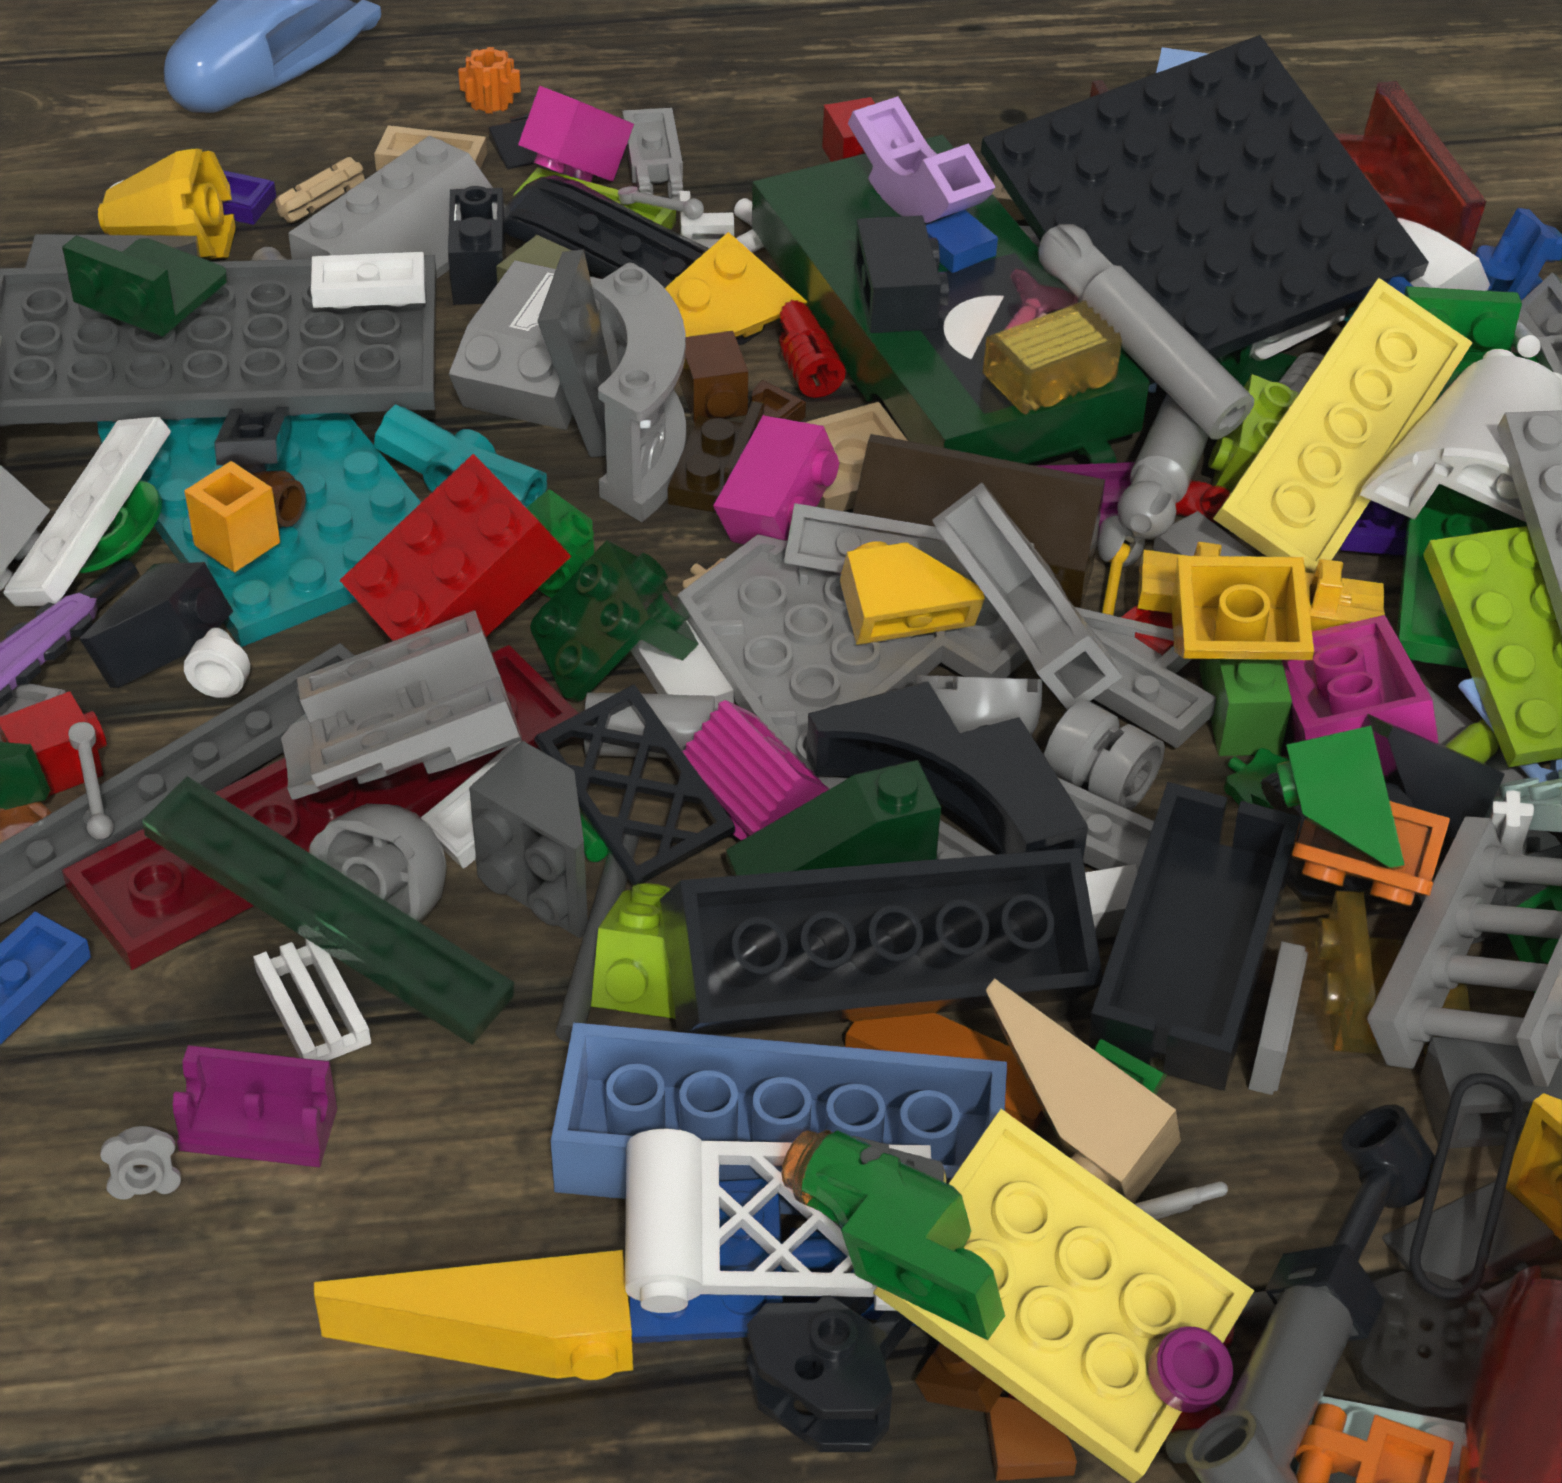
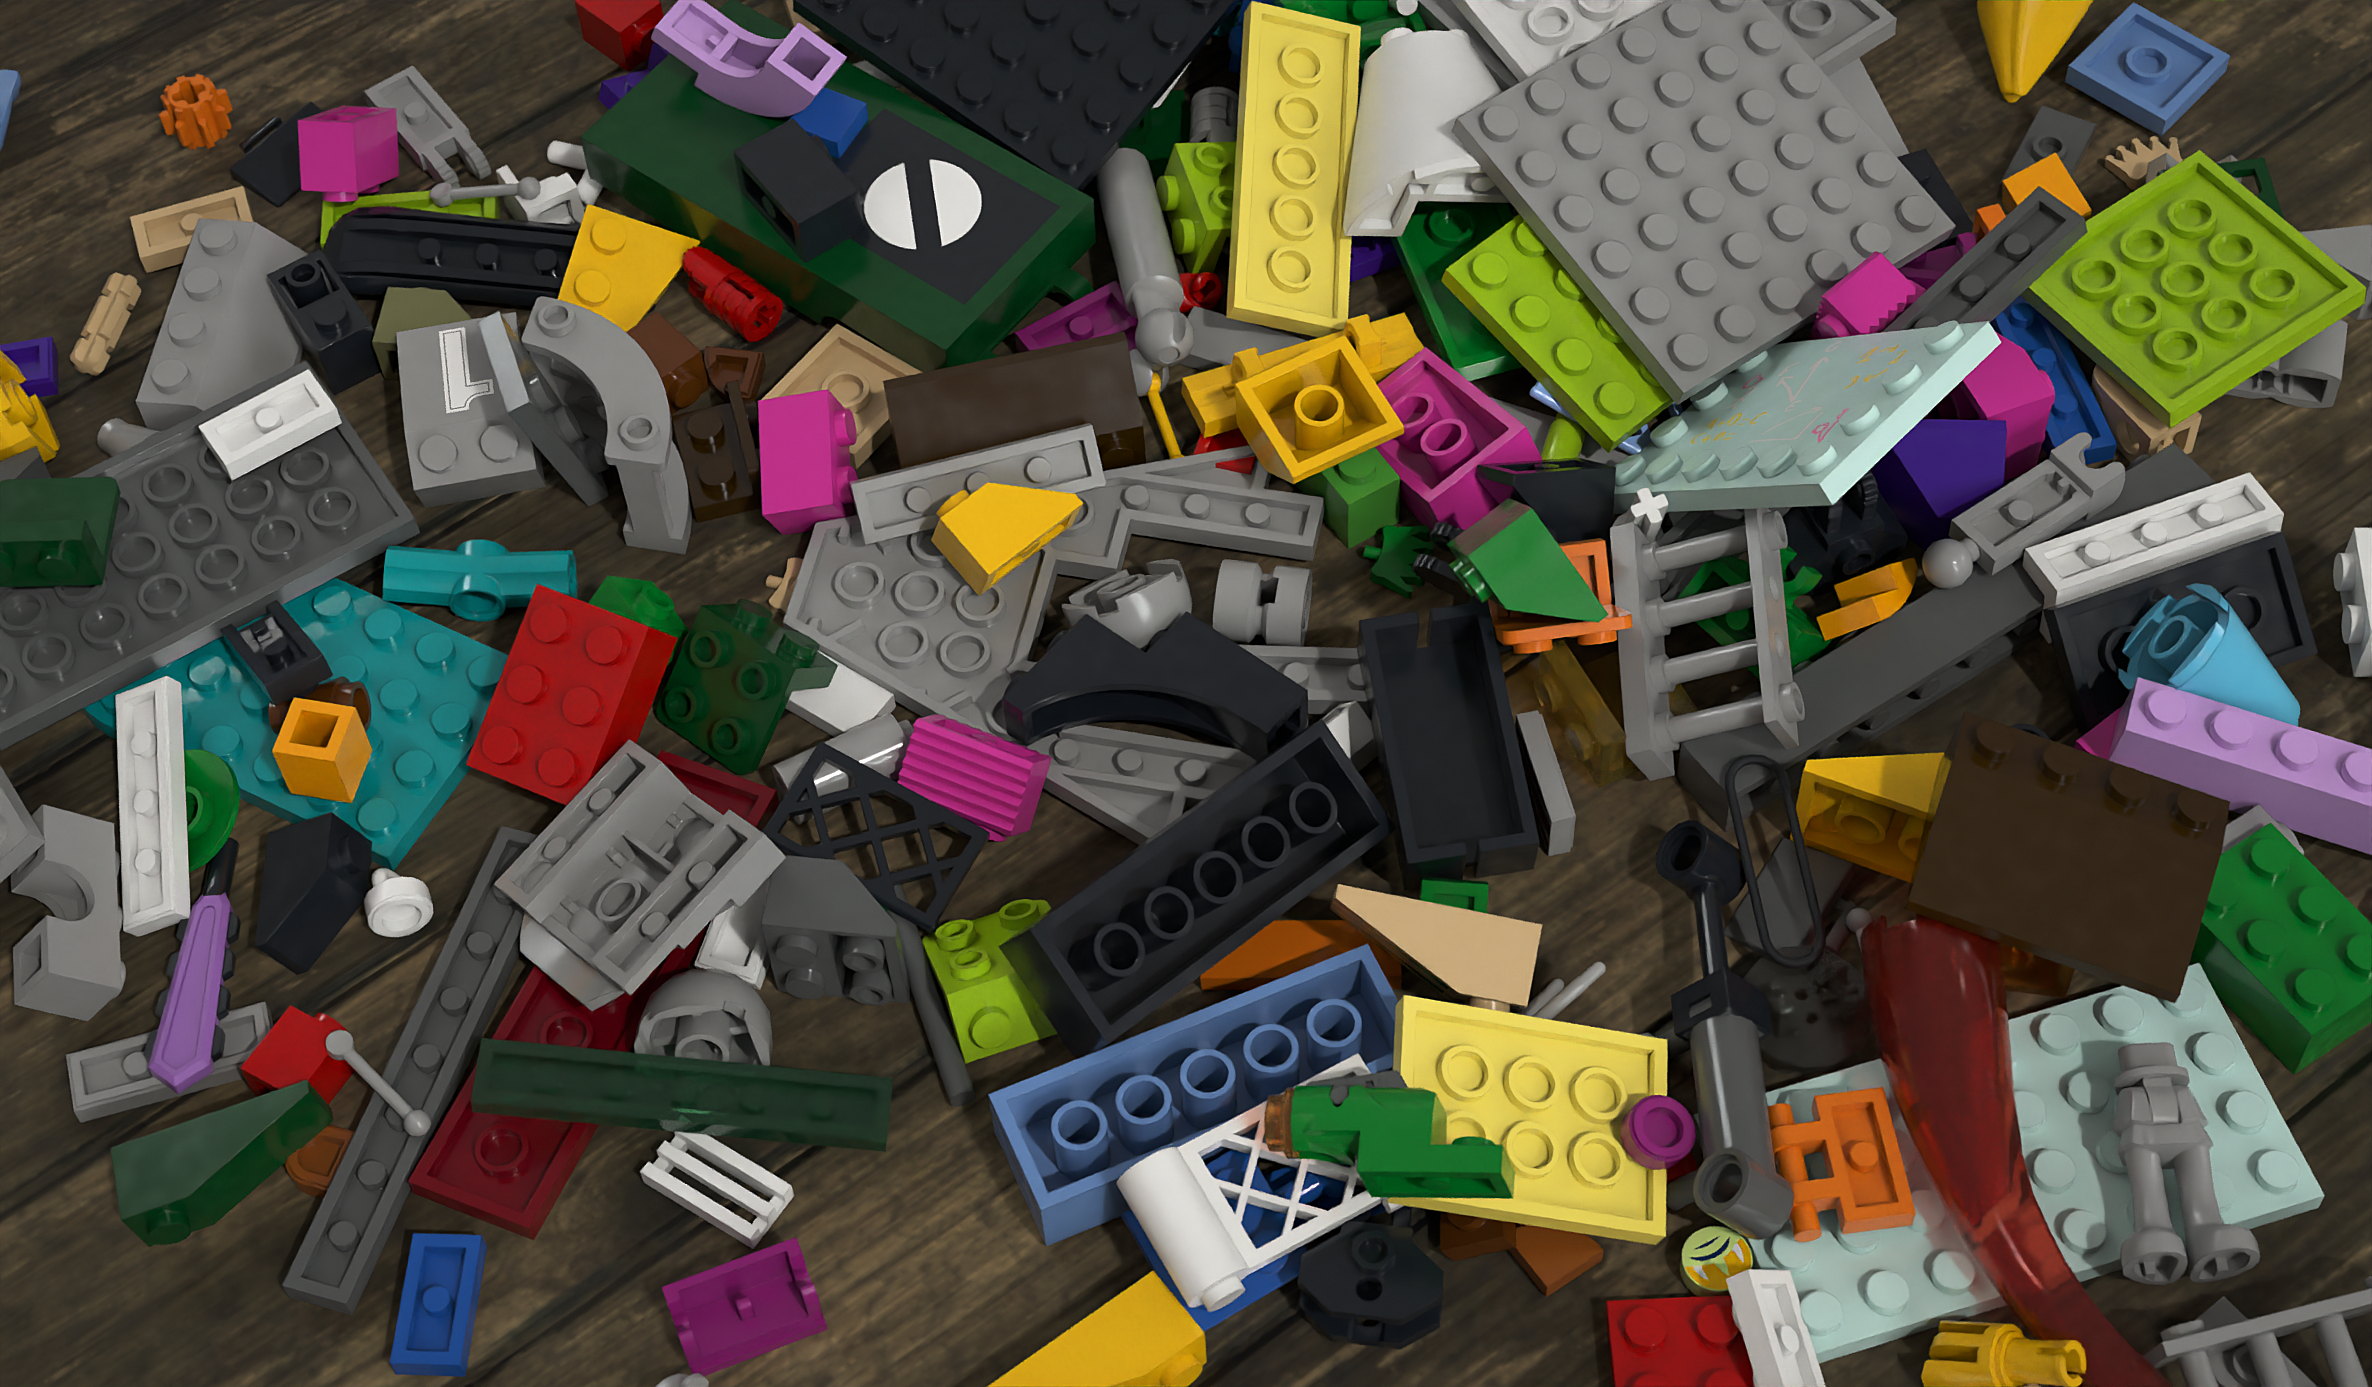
camera: 25 degrees left, 10 degrees up
(859, 822) = (1094, 801): dark green slope -> none
(1027, 597) = (1126, 488): light grey arch -> none
(1037, 298) = (942, 159): clear pink piece -> none
(1052, 357) = (1000, 219): clear yellow brick -> none
(1147, 332) = (1062, 147): light grey piece -> none

